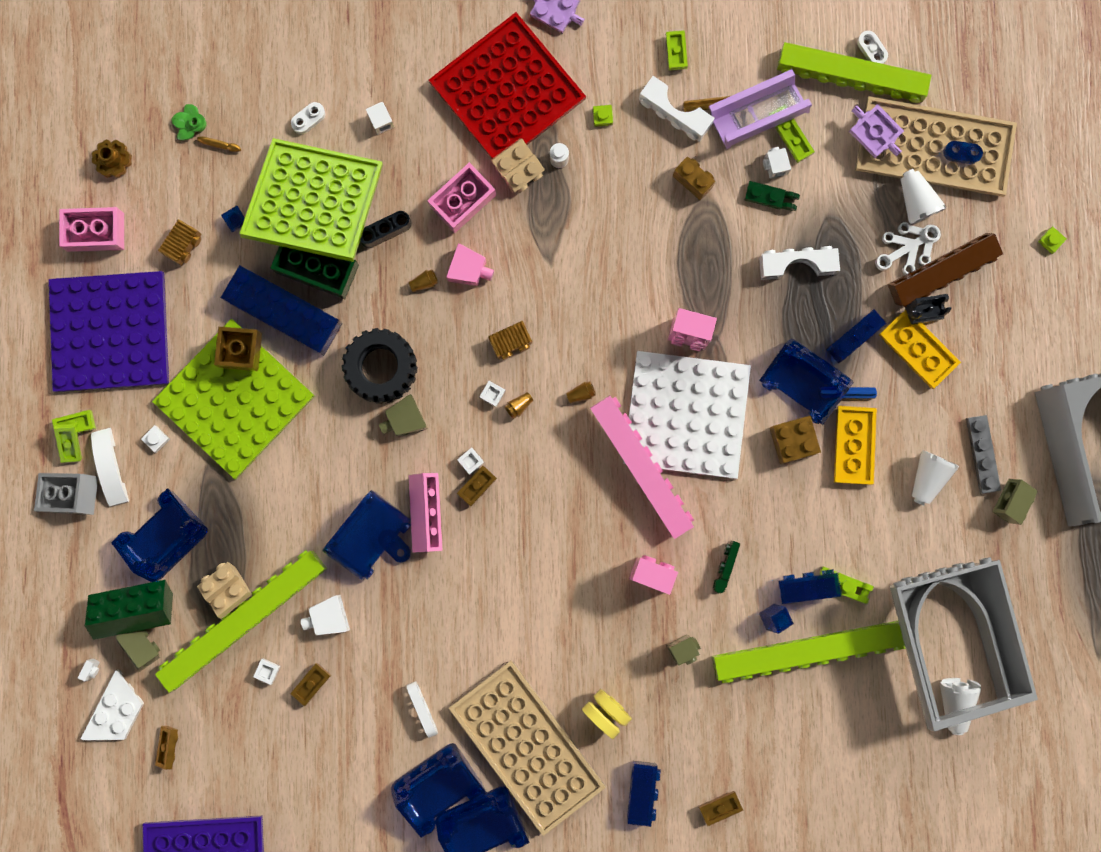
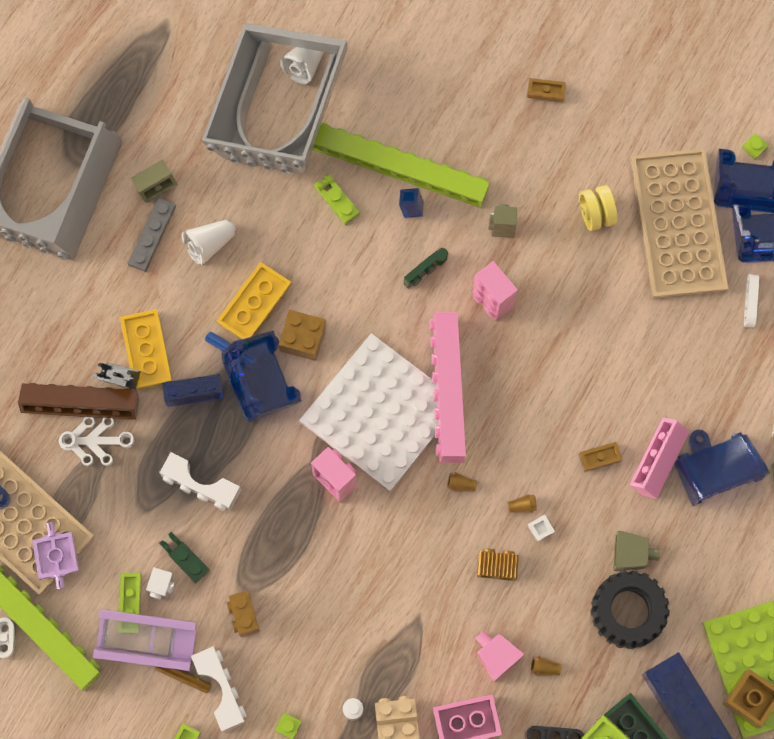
camera: 150 degrees left, 10 degrees down
(470, 461) = (593, 481): white plate -> none
(643, 793) = (603, 135): clear blue brick -> none
(810, 586) = (367, 210): clear blue brick -> none
(919, 197) = (58, 473): white cone -> none

